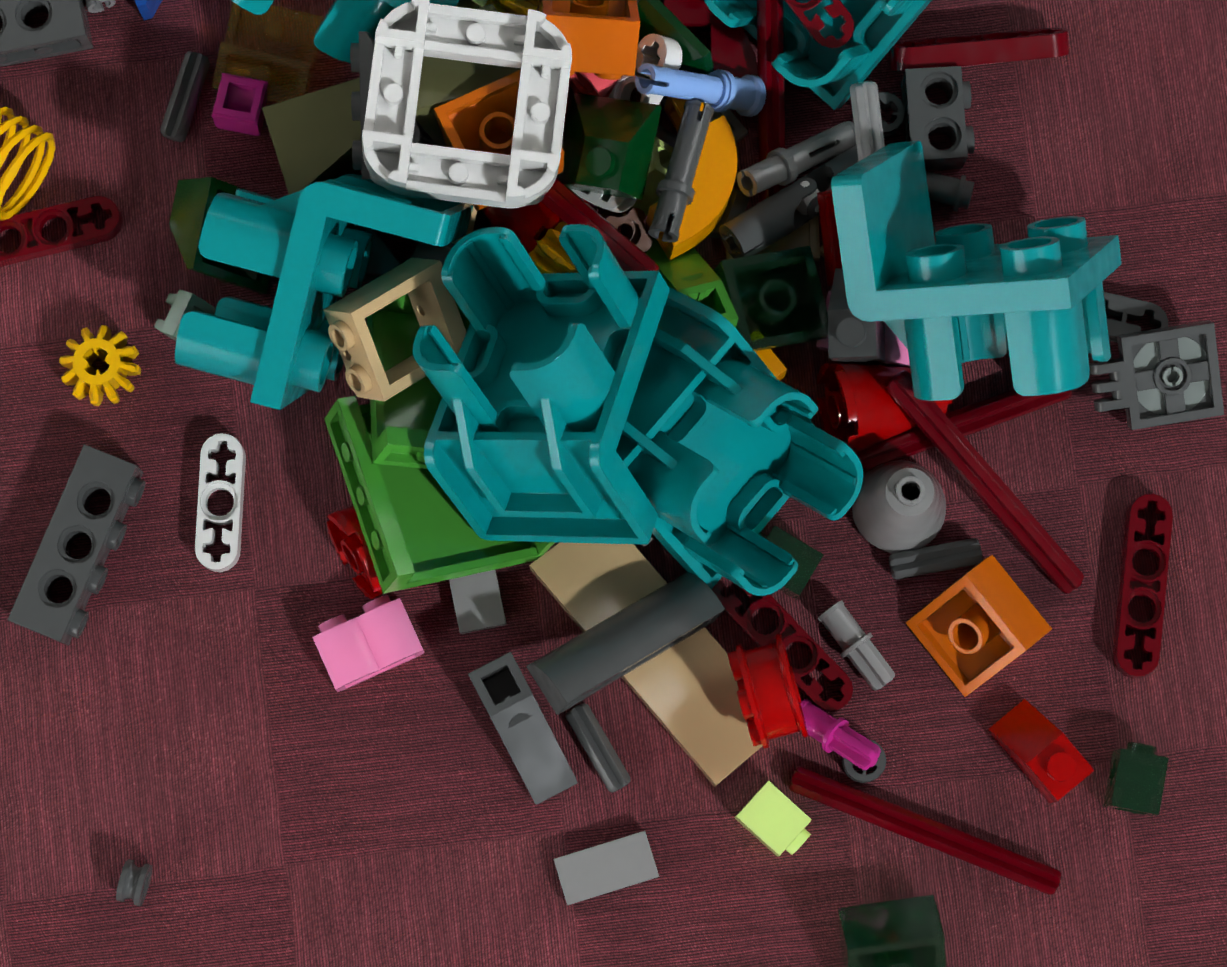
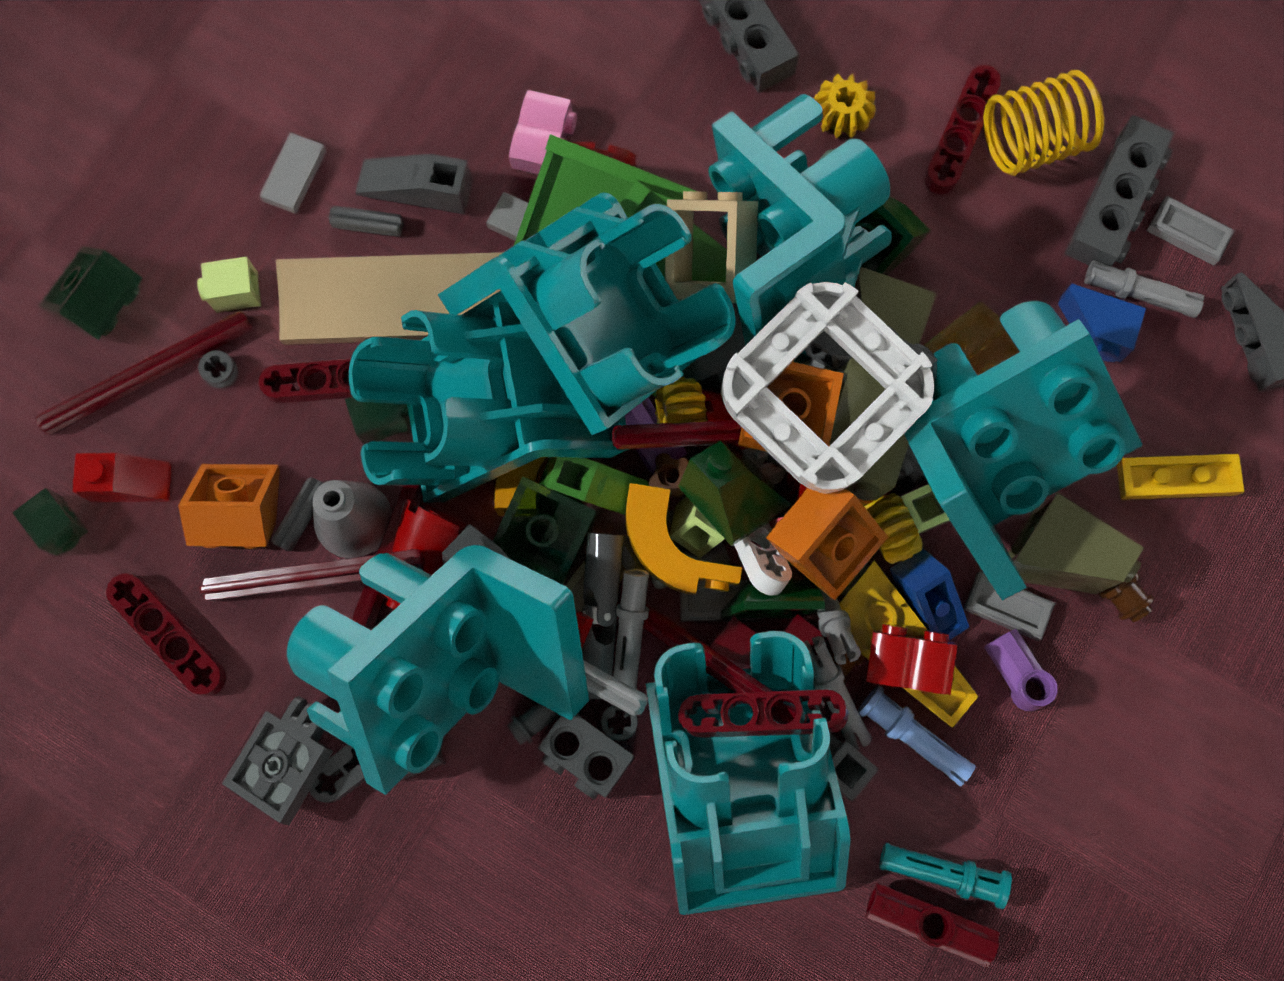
camera: 130 degrees right, 5 degrees down
(185, 96) = (986, 281): dark grey axle -> none
(204, 536) = (694, 102): white beam -> none
(240, 104) = (955, 308): dark pink slope -> none
(625, 641) = (407, 259): dark grey brick -> none
(676, 188) = (675, 524): dark grey pin -> none
(717, 88) = (717, 602): light blue pin -> none
(767, 692) = (296, 325): red wheel -> none
(839, 737) = (243, 358): dark pink axle -> none
(857, 646) = (289, 420): light grey axle -> none
(979, 49) = (609, 828): dark red beam -> none

